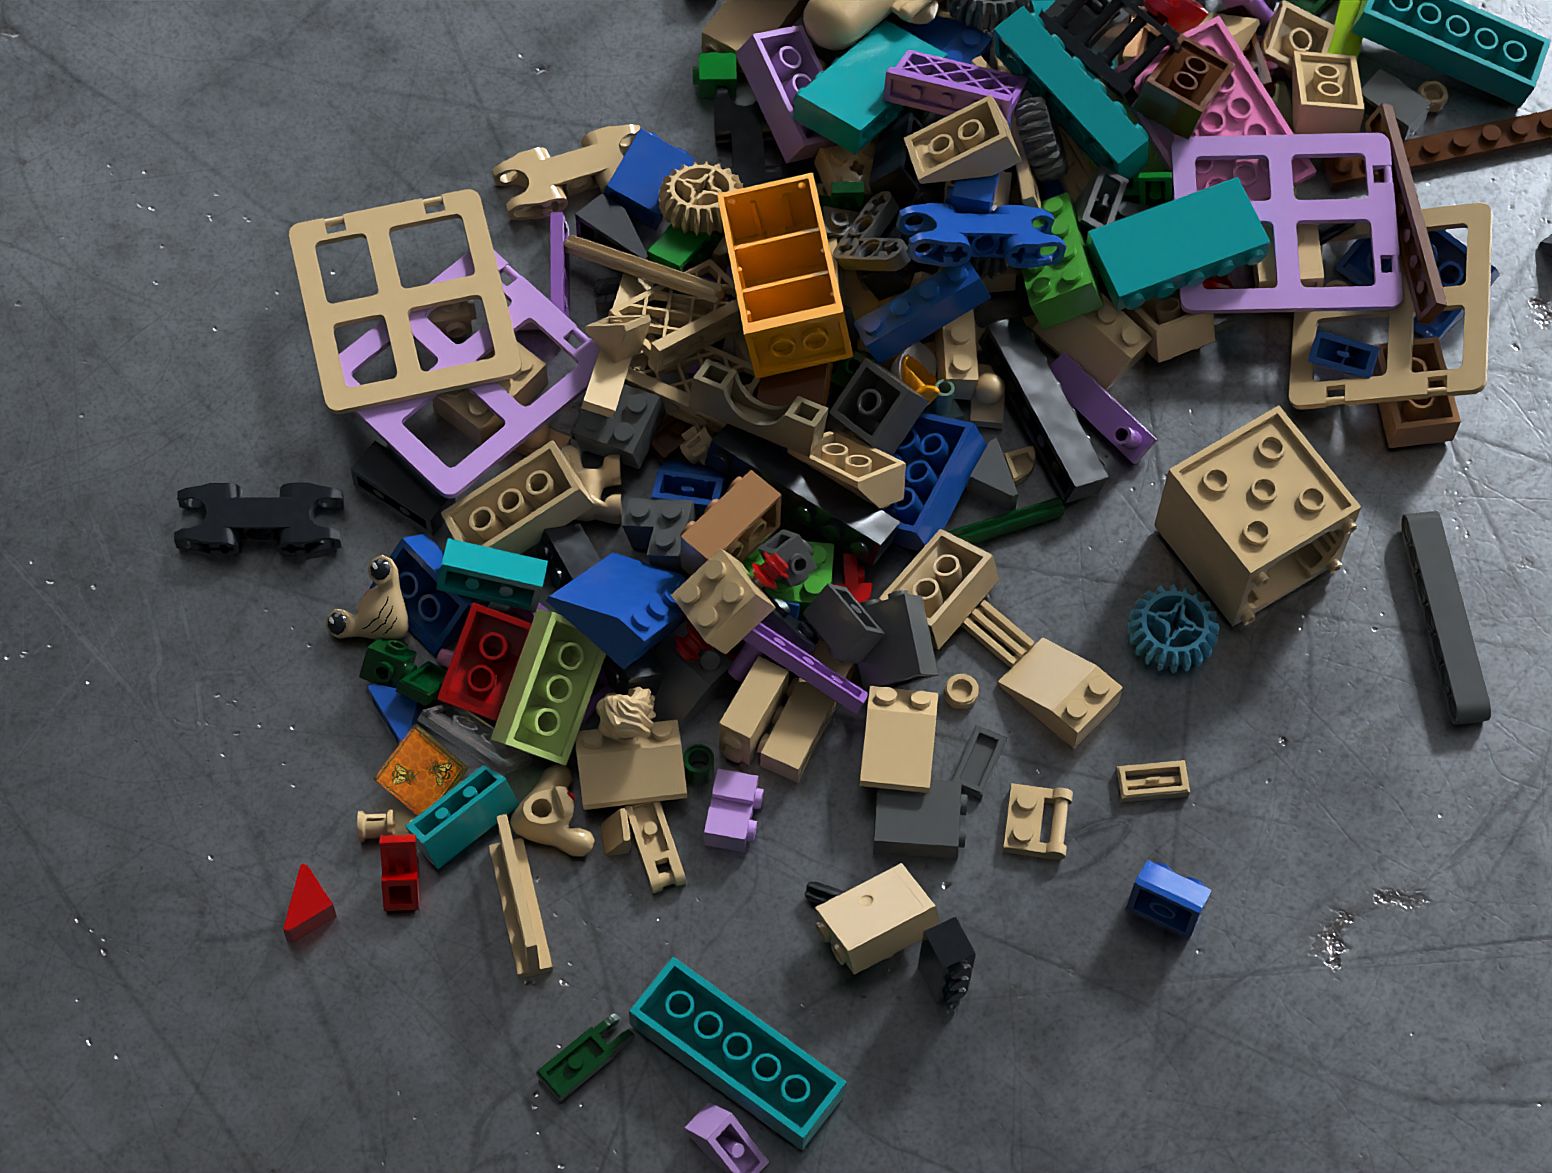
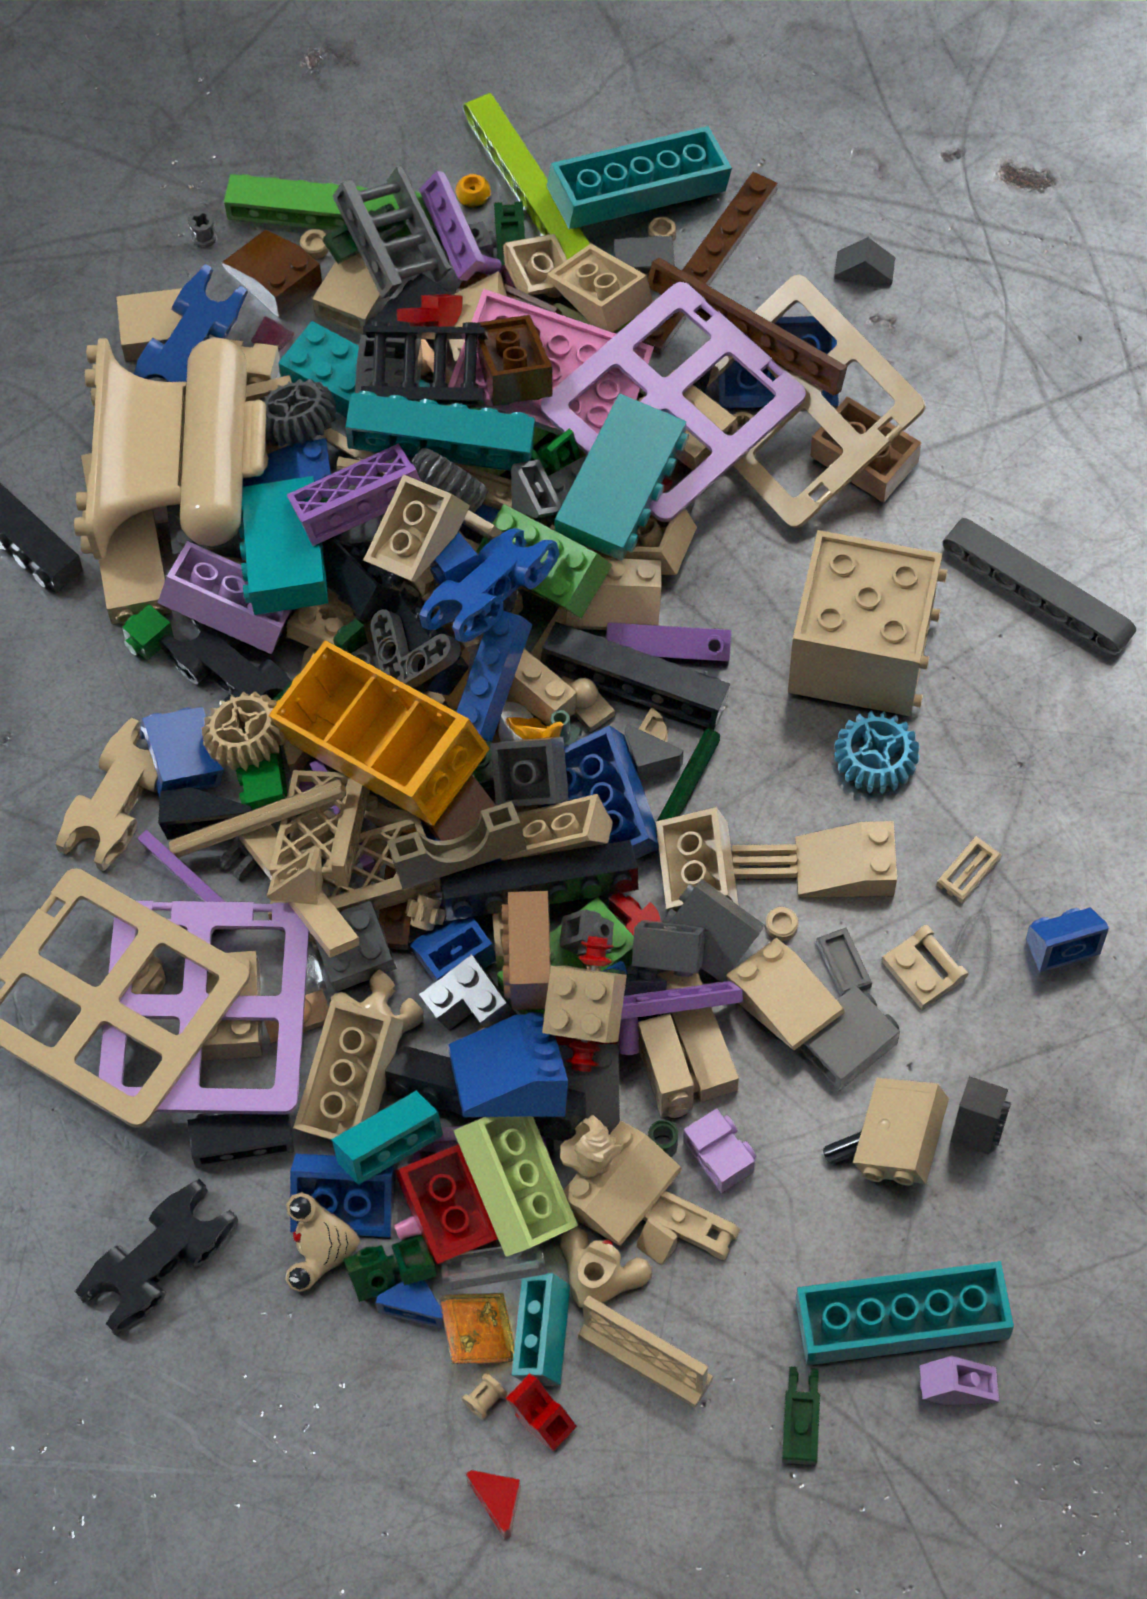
camera: 40 degrees left, 0 degrees up
(1343, 354) = (800, 461): blue slope -> none

